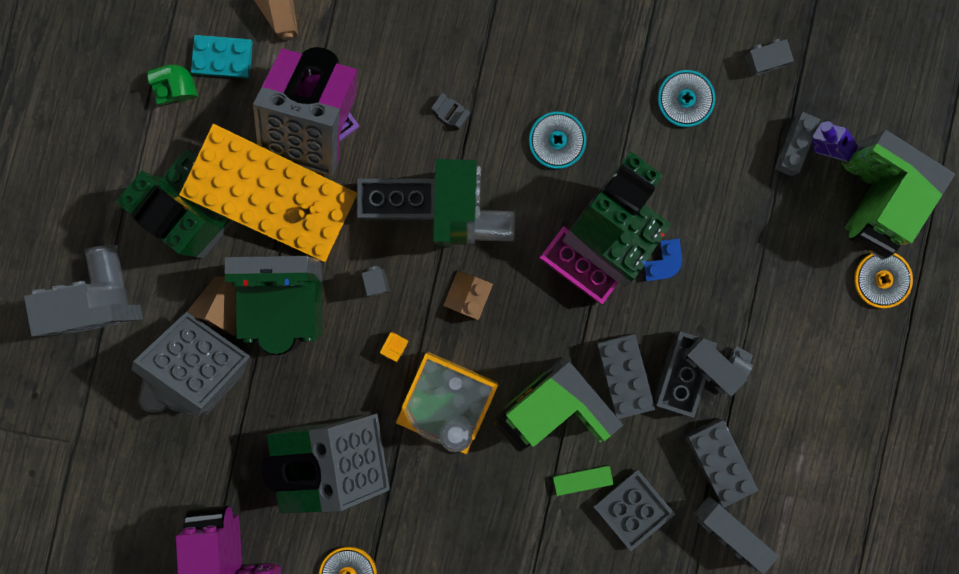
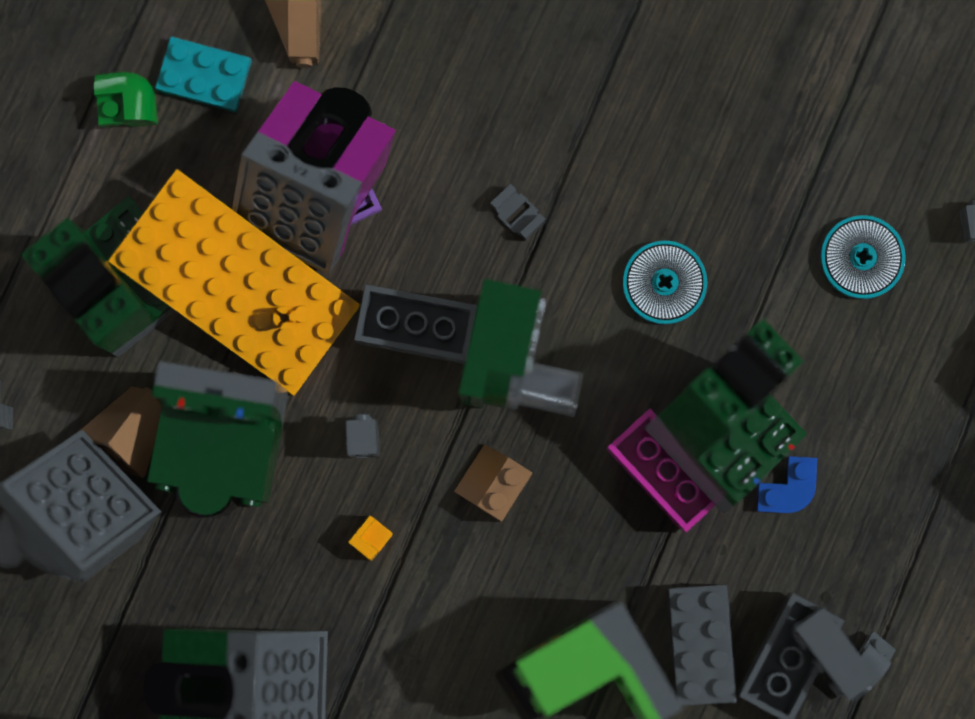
camera: 10 degrees right, 5 degrees down
(447, 403) = (432, 635): clear piece -> none

